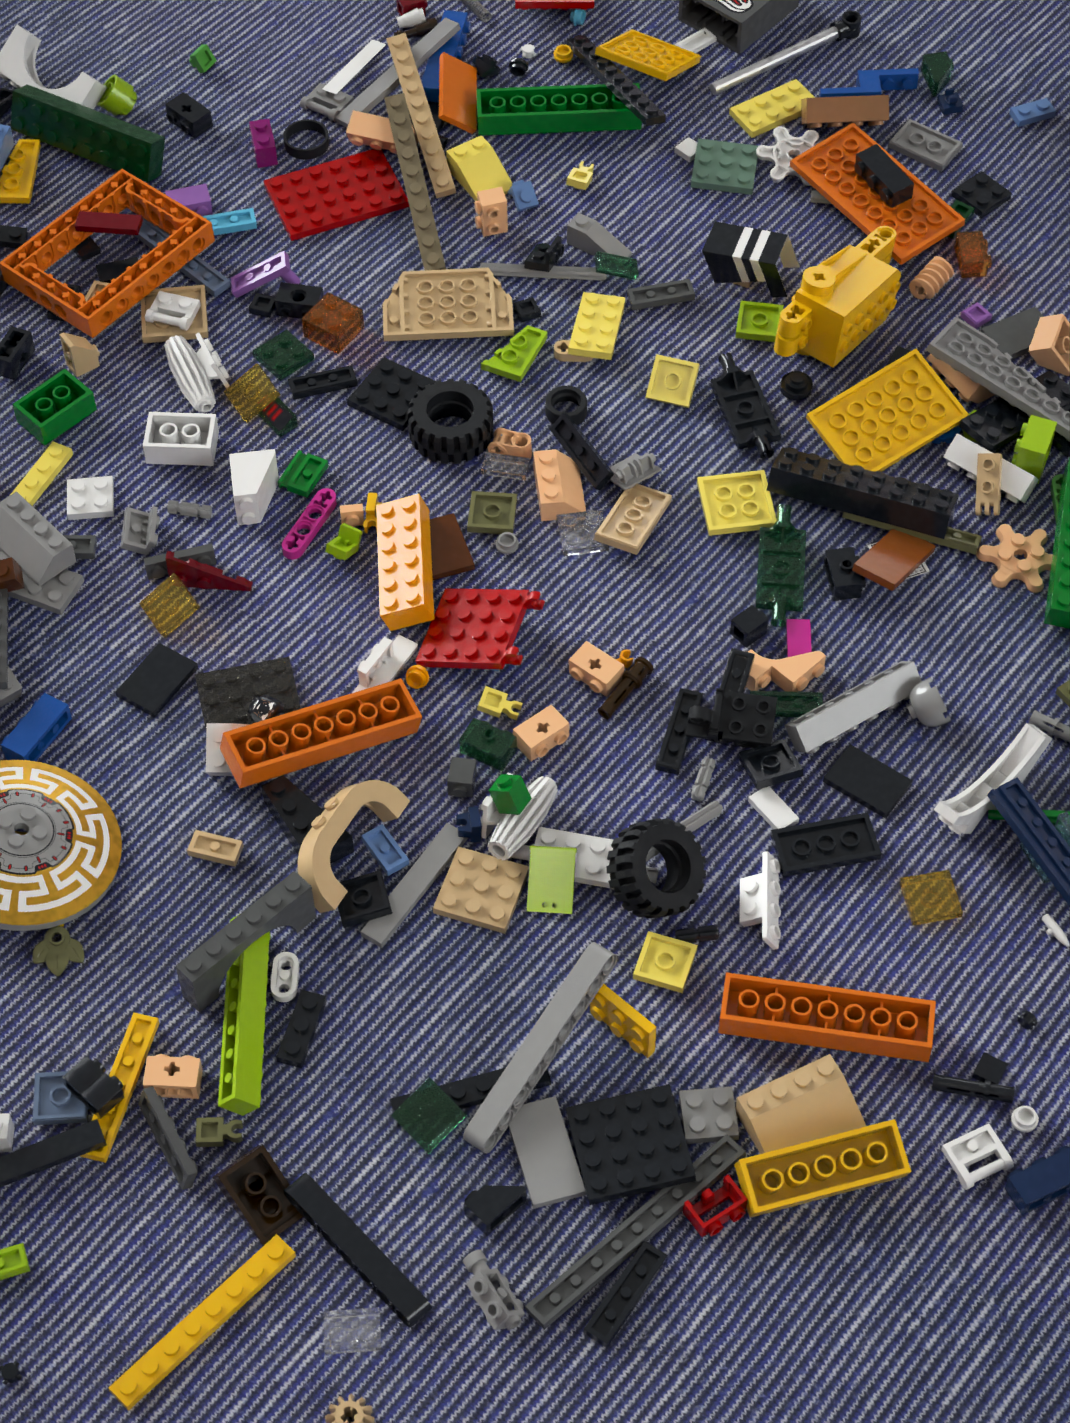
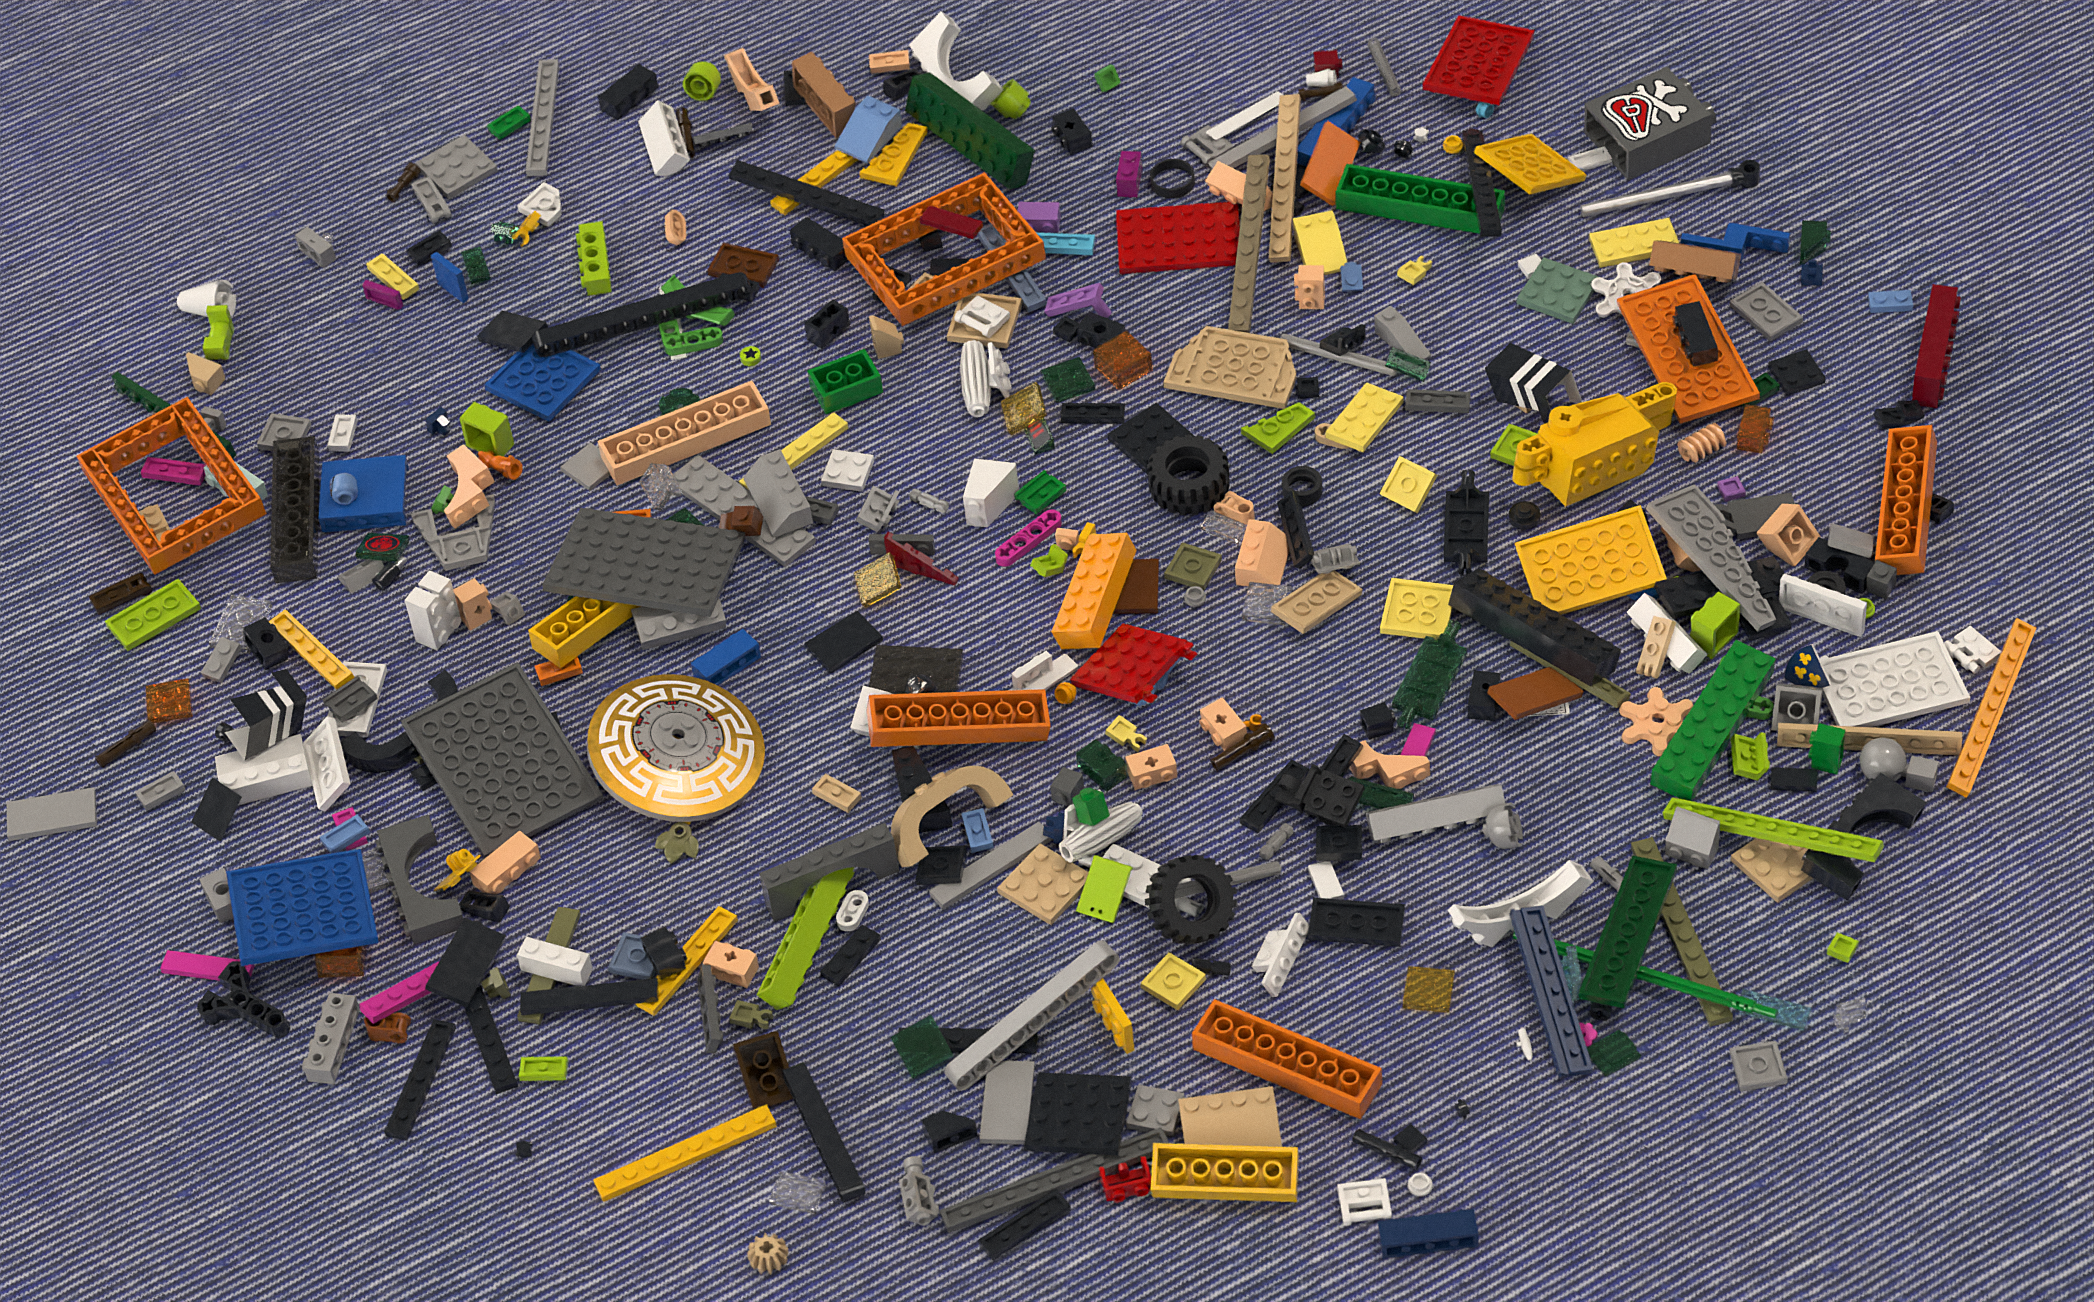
camera: 25 degrees right, 5 degrees down
(181, 438) = (944, 435): white brick -> none
(867, 781) = (1421, 879): black tile -> none

